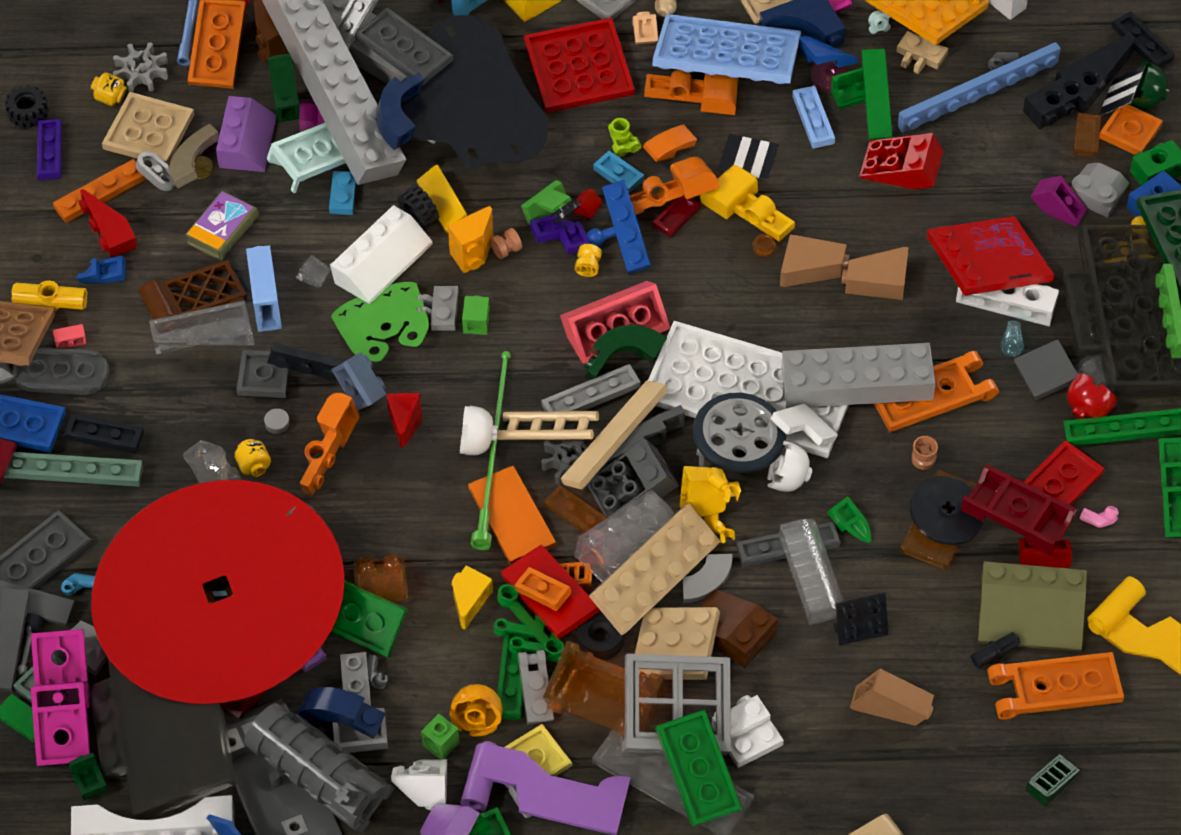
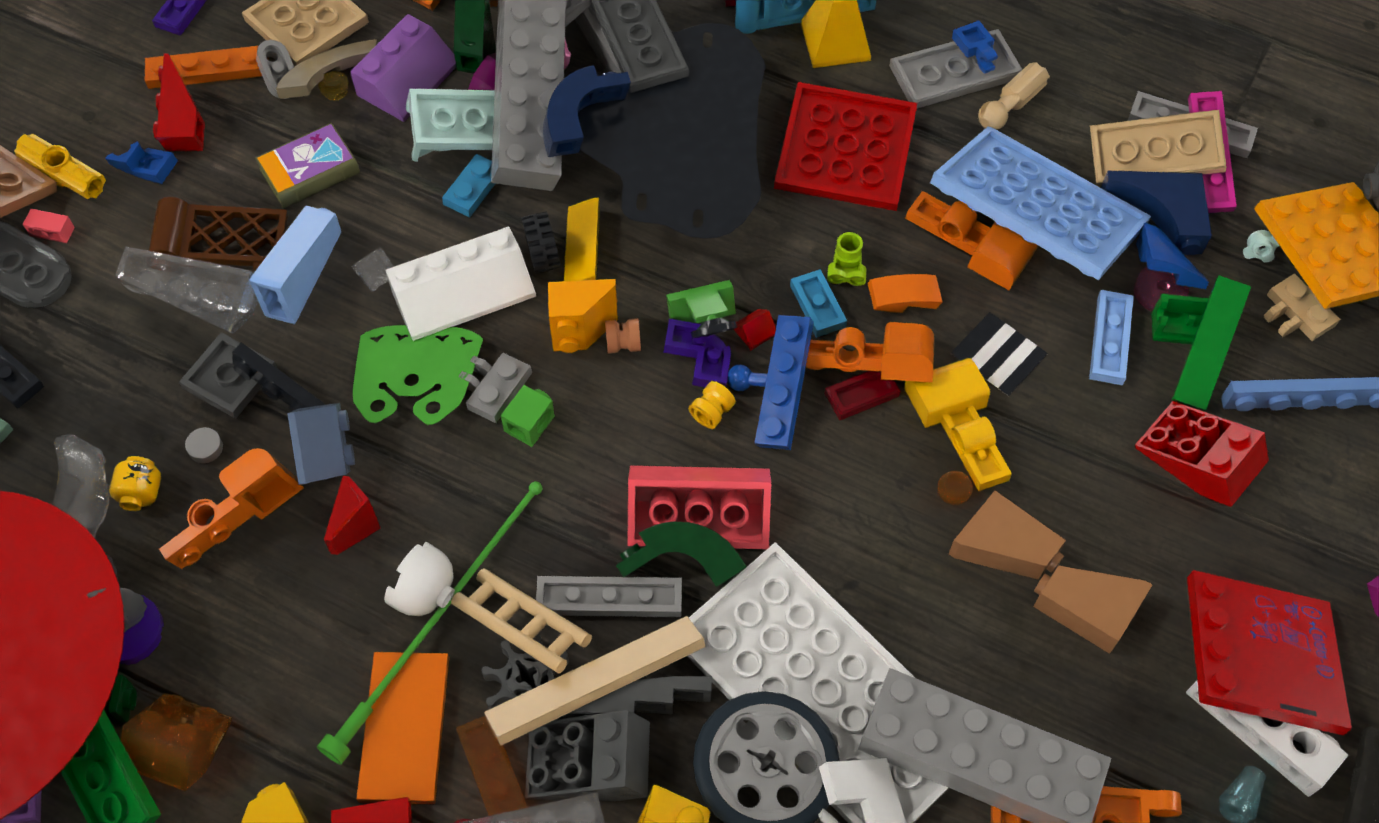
camera: 25 degrees right, 5 degrees up
(645, 28) = (952, 132): light nougat bracket -> none

